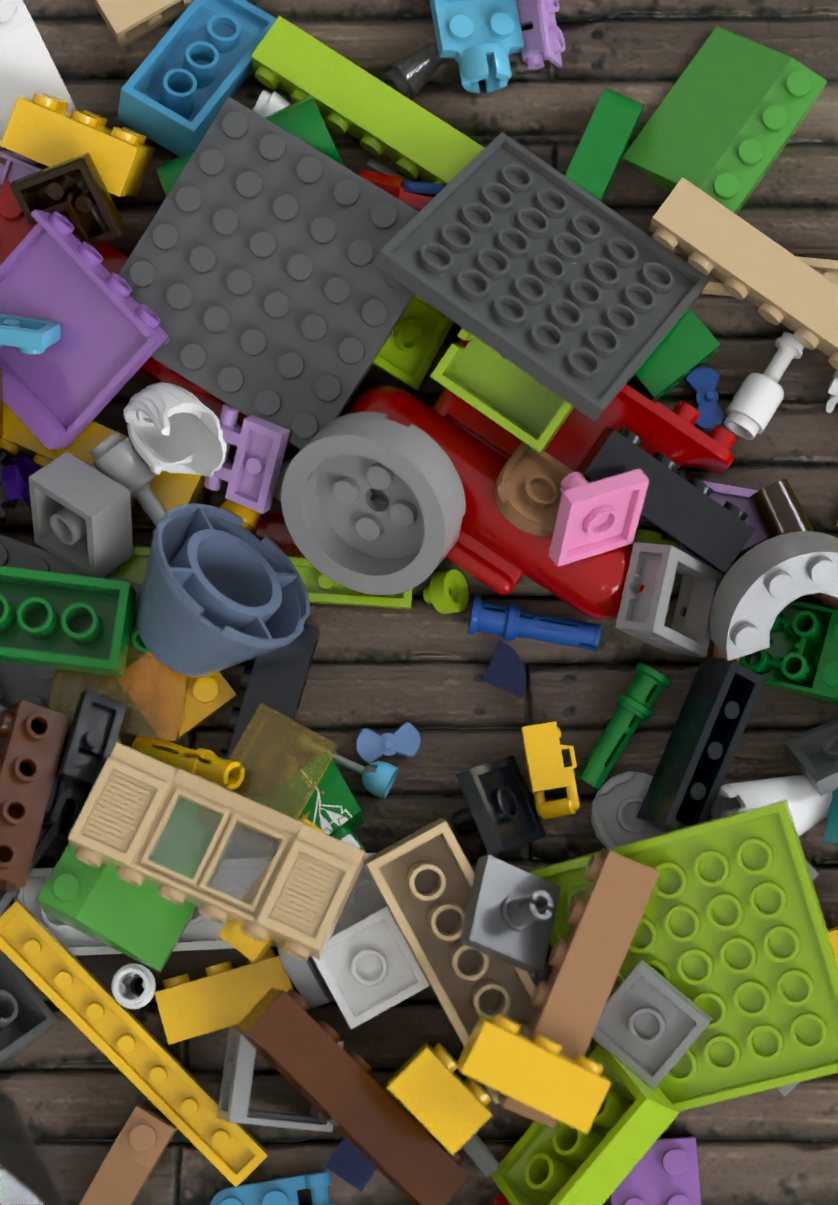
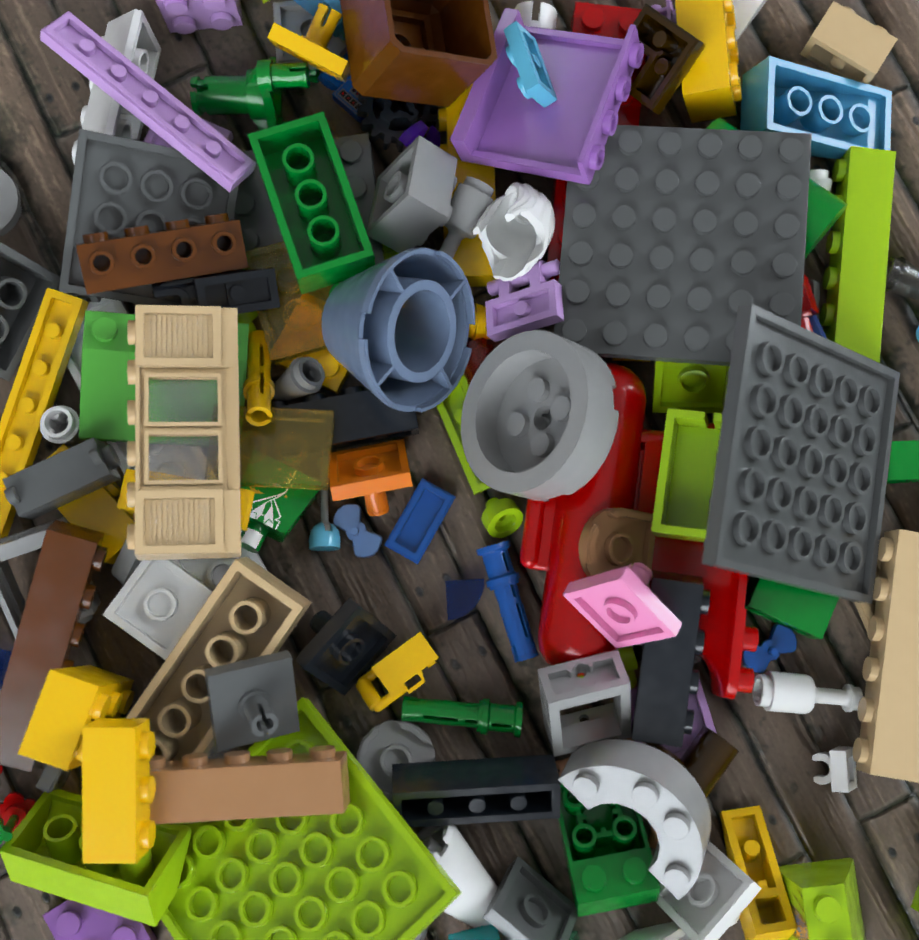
camera: 60 degrees right, 0 degrees up
(194, 1003) = (62, 478): none -> dark grey brick
(208, 722) = (299, 379): none -> light grey cone
(340, 698) = (370, 473): none -> orange tile
(410, 675) = (420, 521): none -> blue tile
(649, 1024) = (219, 865): light grey plate -> none

